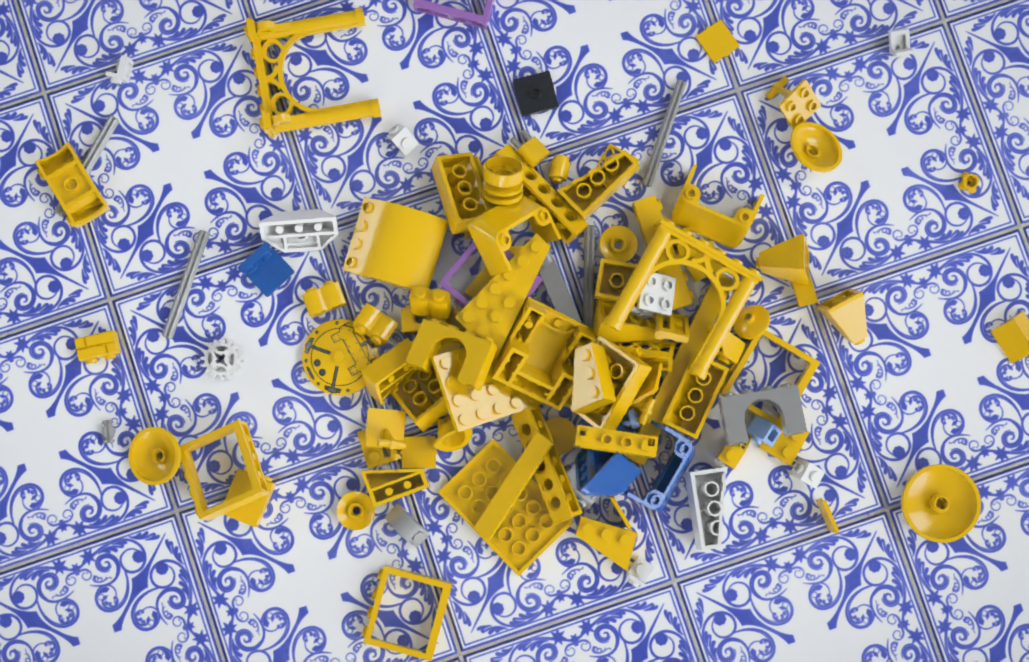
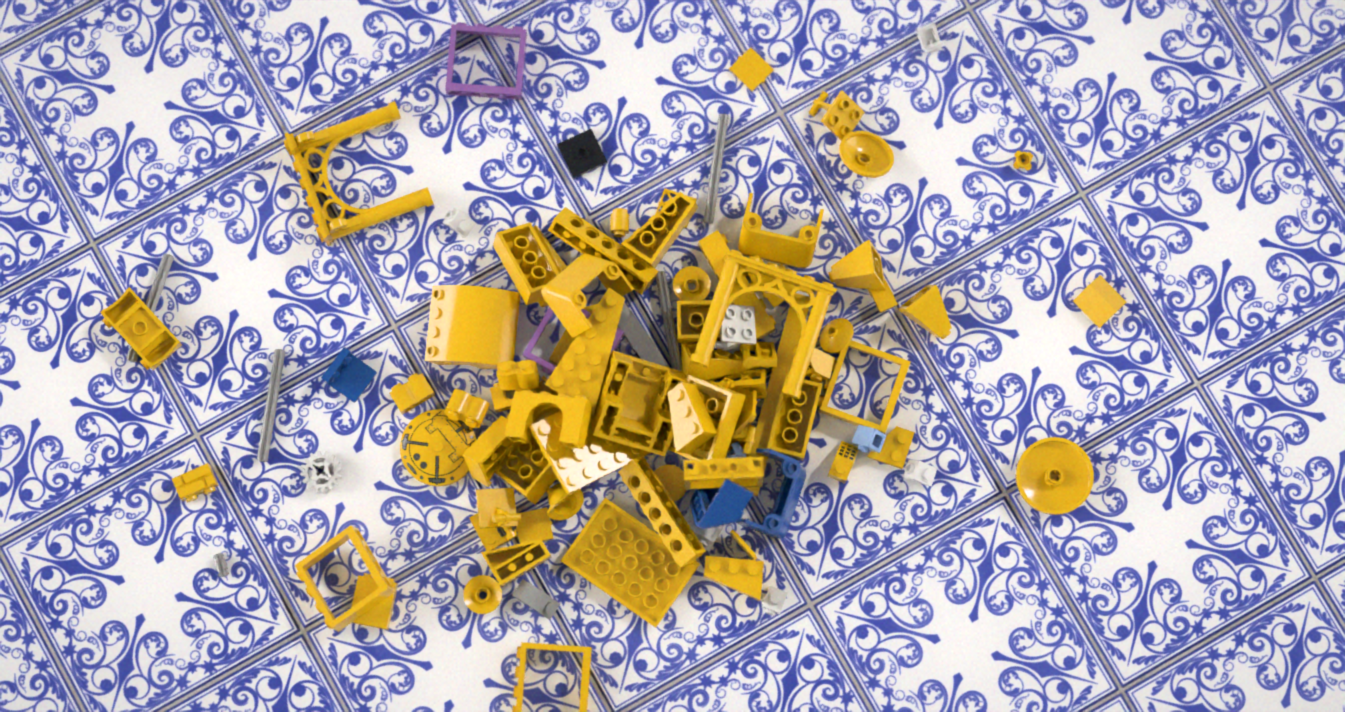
camera: 15 degrees left, 5 degrees down
(123, 69) = (169, 204): white bracket -> none
(146, 456) = (263, 581): yellow dish -> none
(299, 230) = (375, 330): white wedge -> none
(503, 180) = (566, 242): yellow wheel -> none
(513, 485) = (633, 537): yellow tile -> none
(532, 151) = (589, 209): yellow piece -> none
(707, 505) = (826, 521): white wedge -> none
(784, 399) = (880, 402): light grey arch -> none
(827, 516) = (946, 509): yellow piece -> none

